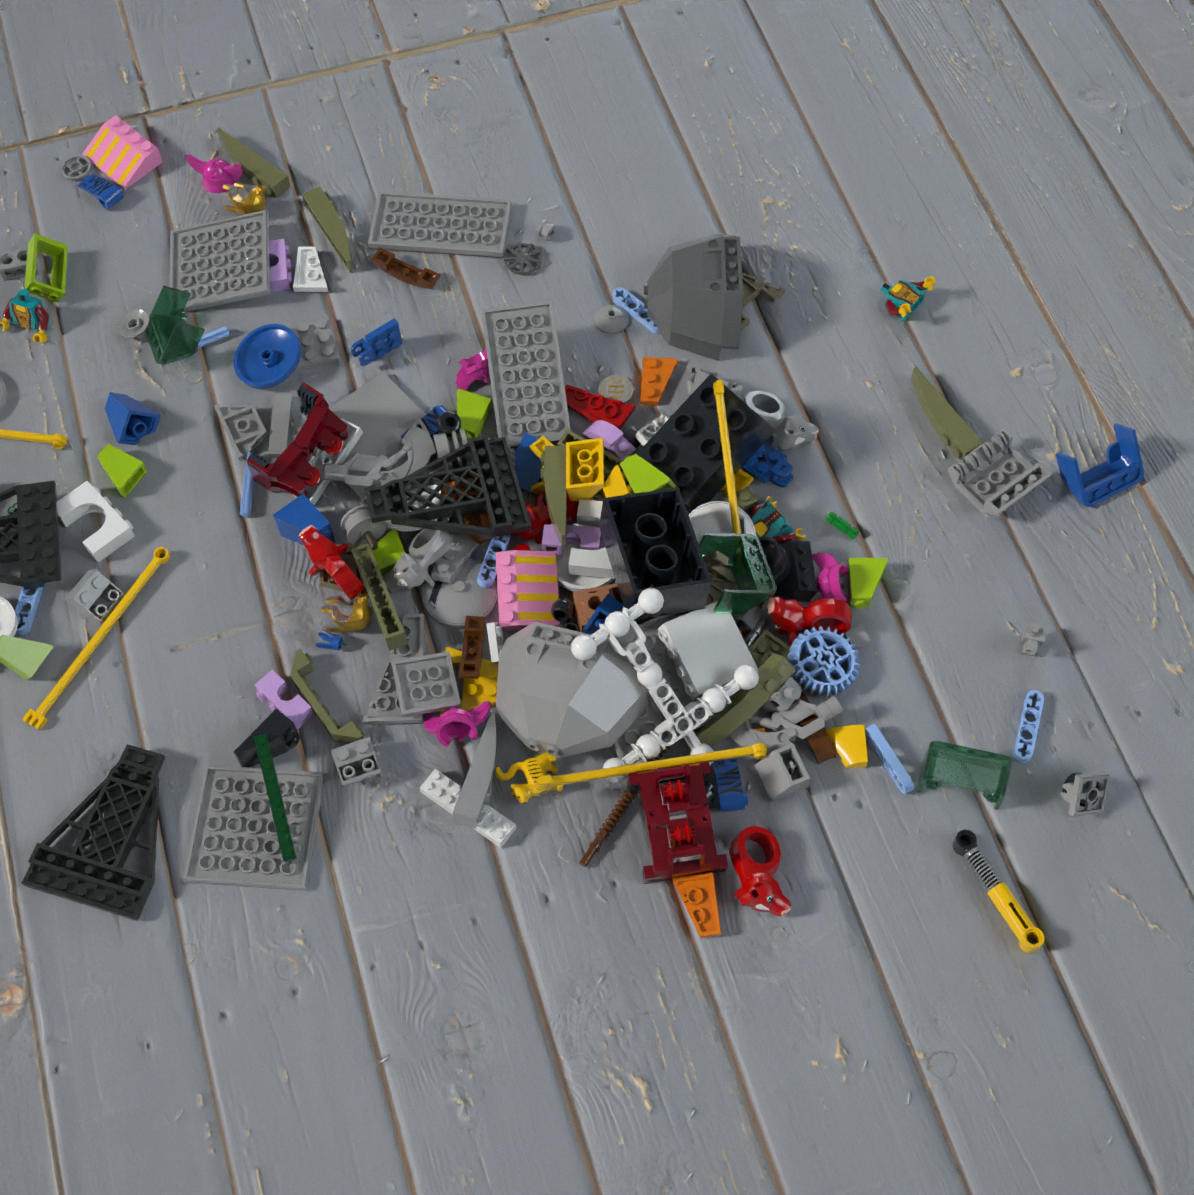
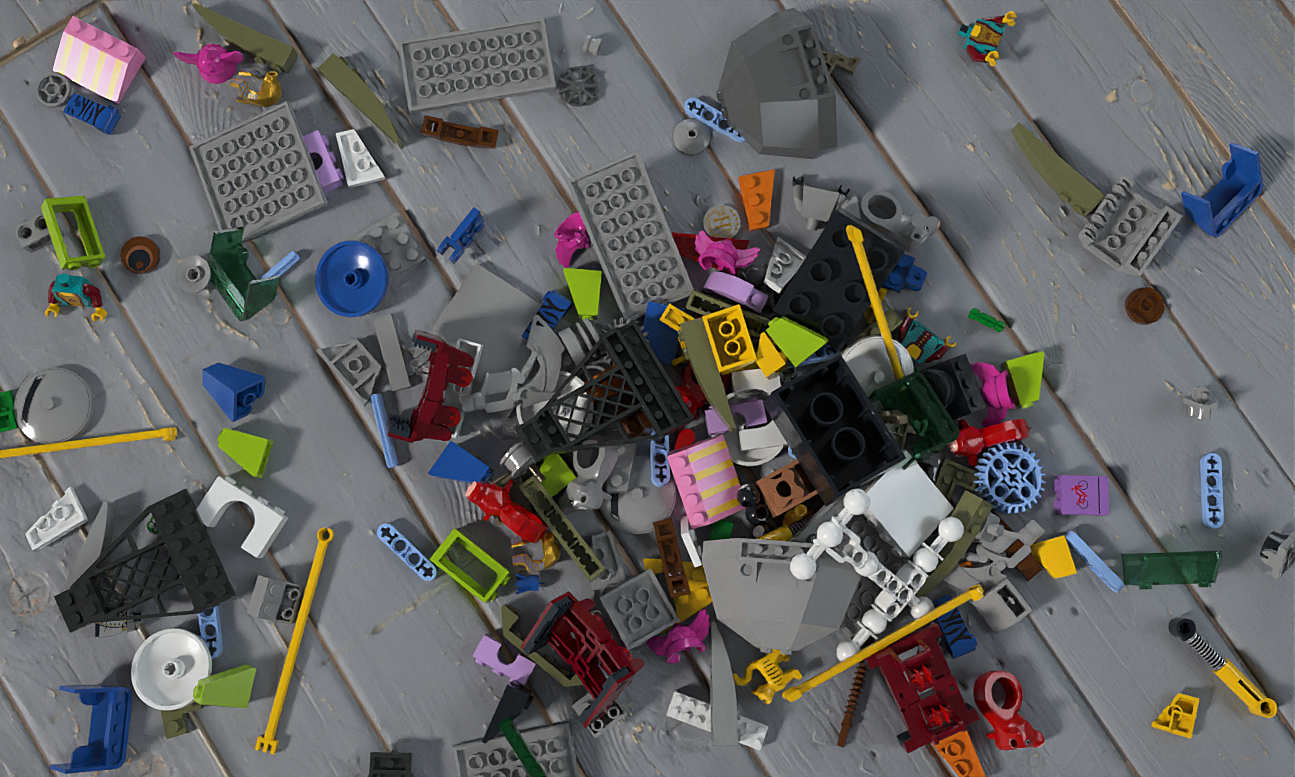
camera: 20 degrees left, 20 degrees up
(94, 301) = (140, 255): none -> tile
(230, 588) = (406, 553): none -> light blue beam
(275, 586) = (460, 576): none -> lime piece
(368, 708) = (591, 643): none -> dark red container
(452, 420) = (570, 316): black head -> none
(604, 407) = (723, 254): none -> dark pink helmet
(606, 607) = (799, 506): blue slope -> none
(892, 693) = (1081, 495): none -> medium lavender panel
(941, 928) = (1178, 716): none -> yellow slope
(1002, 549) = (1144, 305): none -> reddish brown tile

